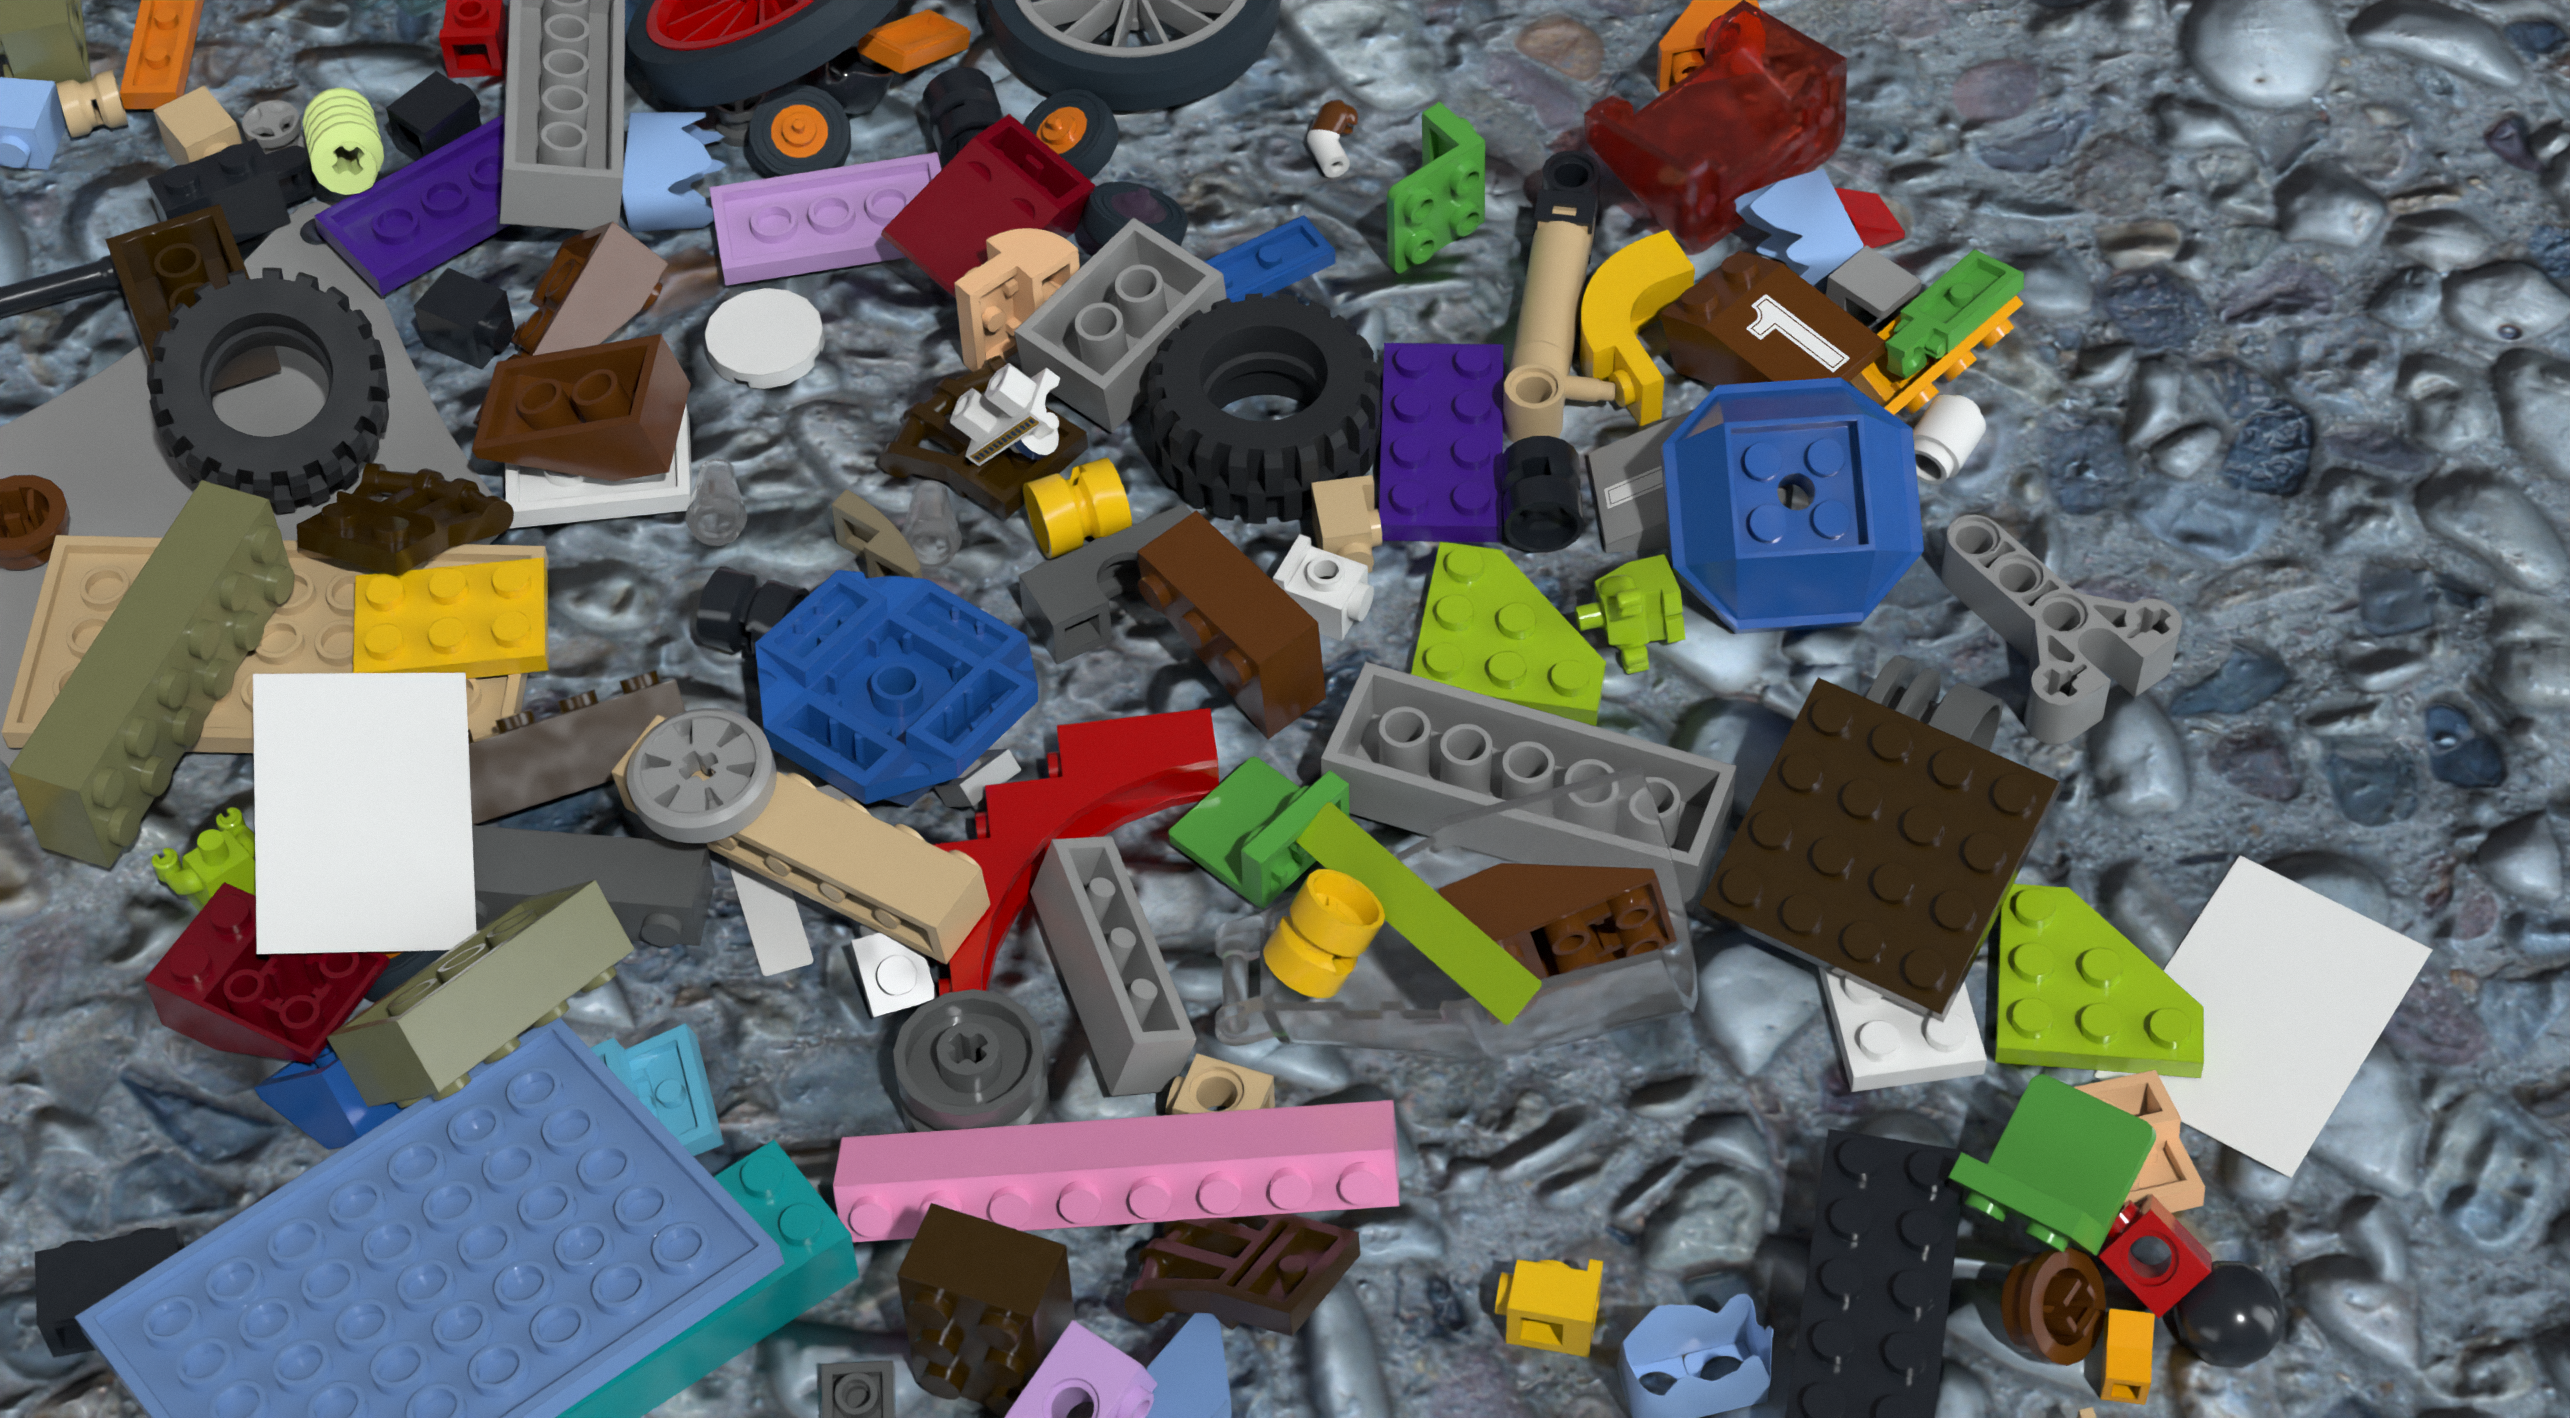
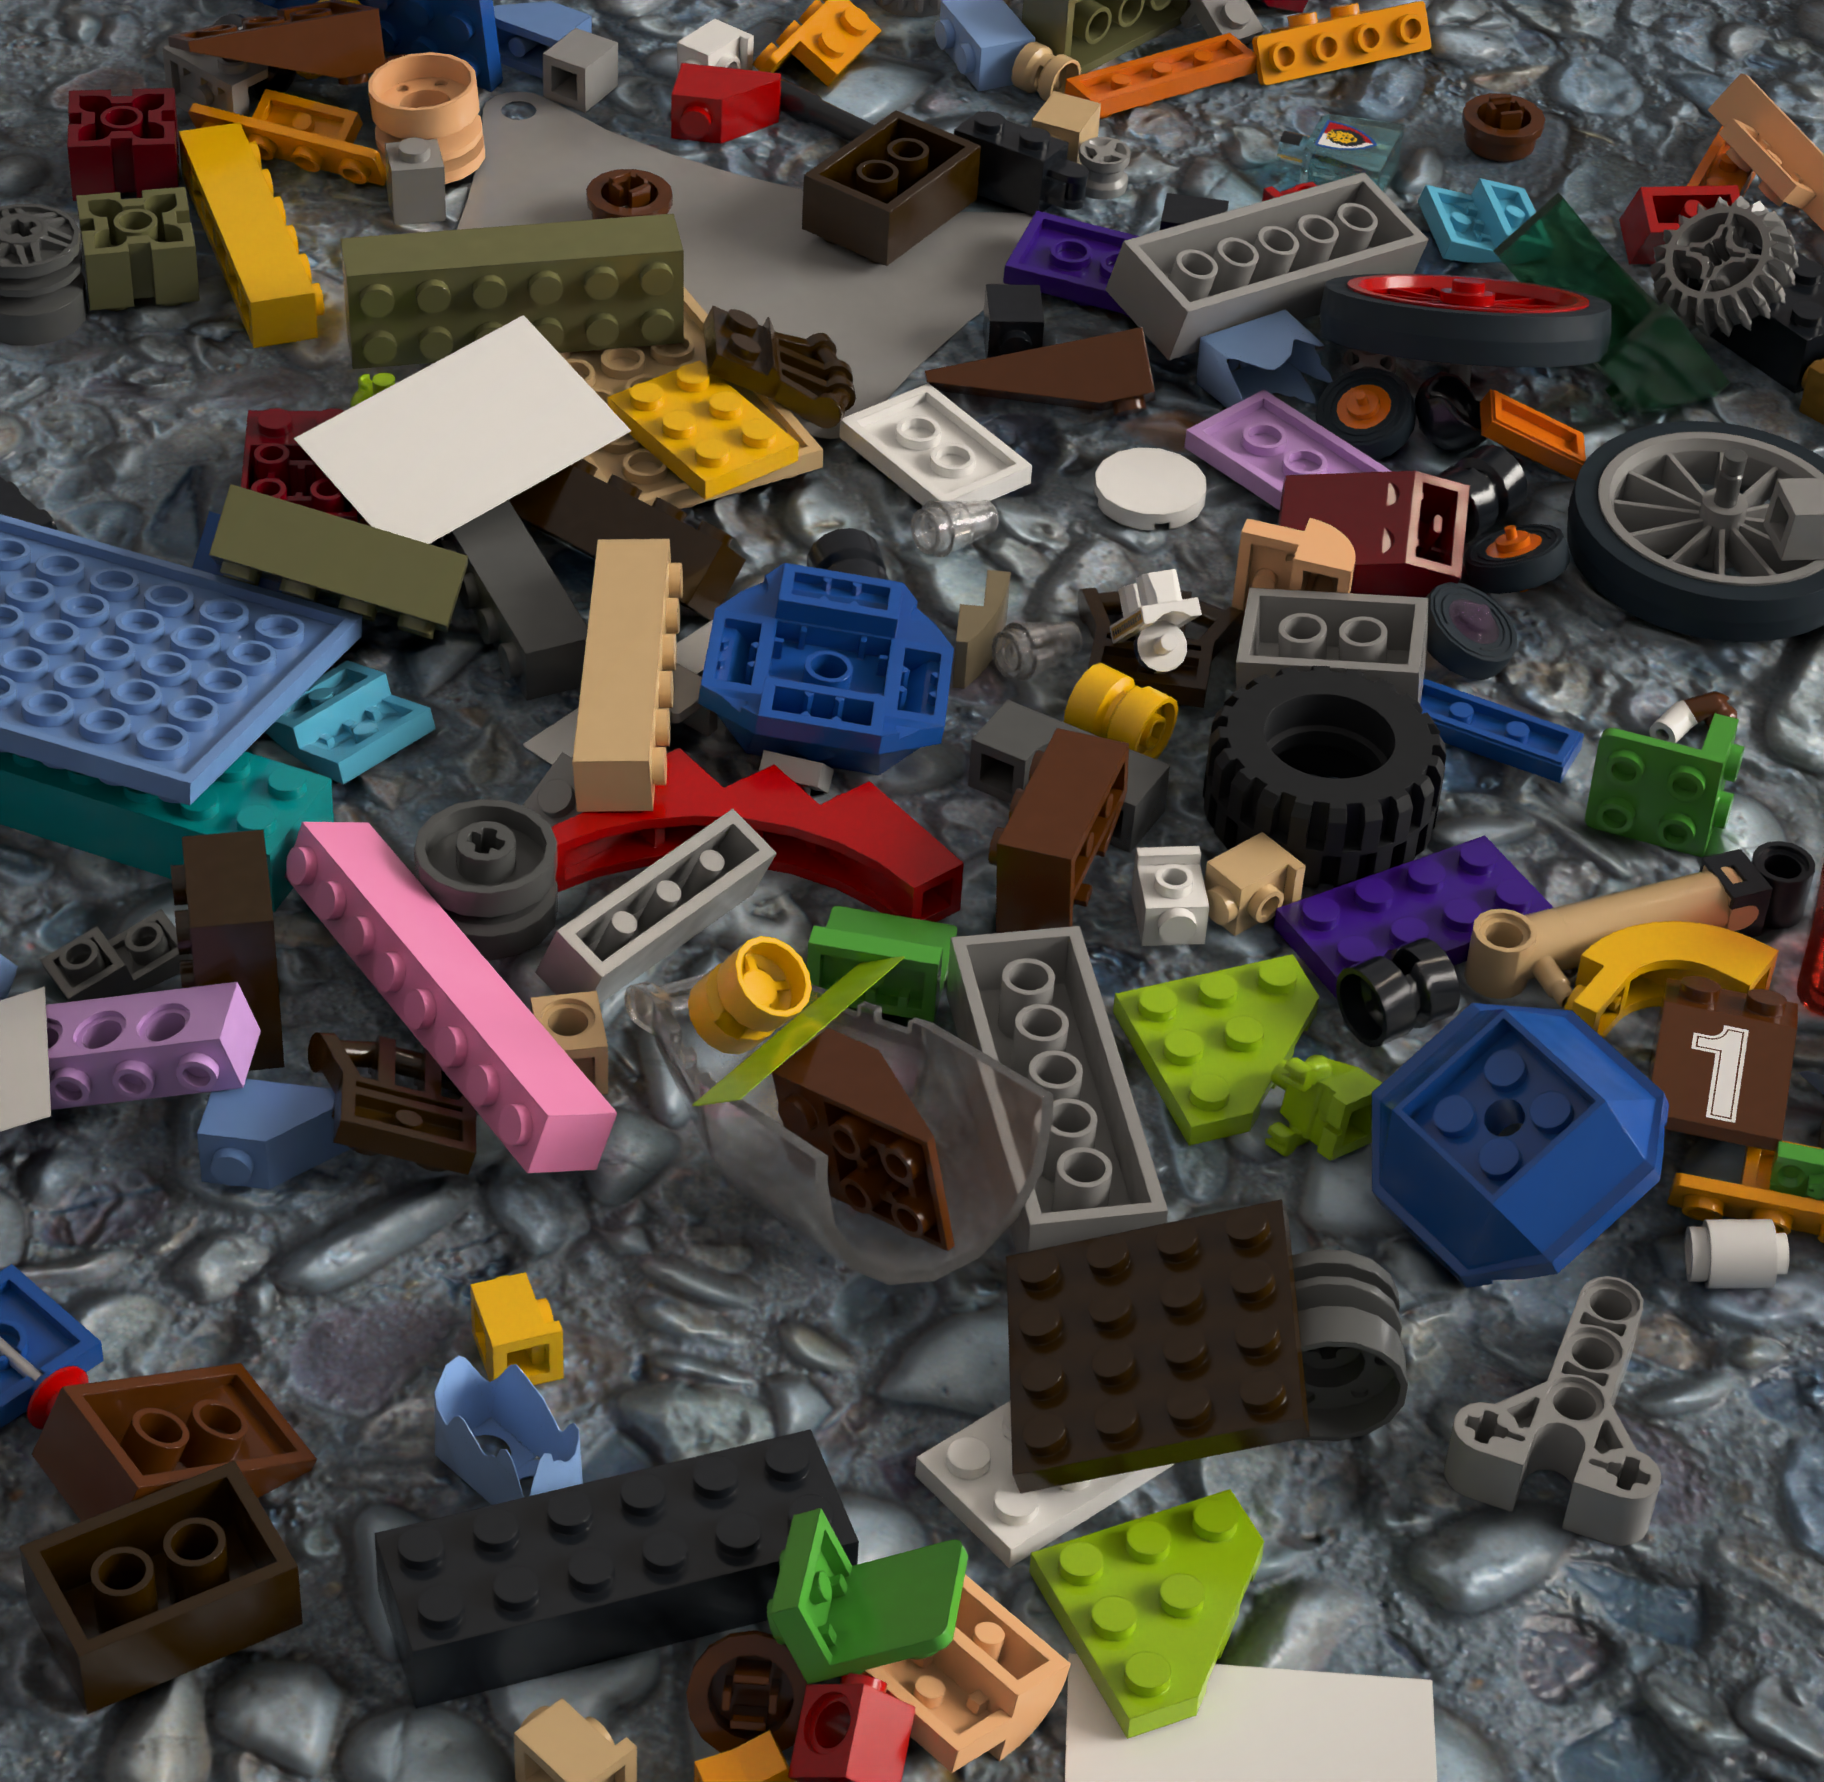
camera: 55 degrees right, 10 degrees down
(254, 316) = (804, 184): black tyre -> none
(343, 140) = (1114, 187): yellowish green piece -> none
(587, 410) = (957, 405): reddish brown slope -> none
(695, 809) = (616, 574): light grey wheel -> none

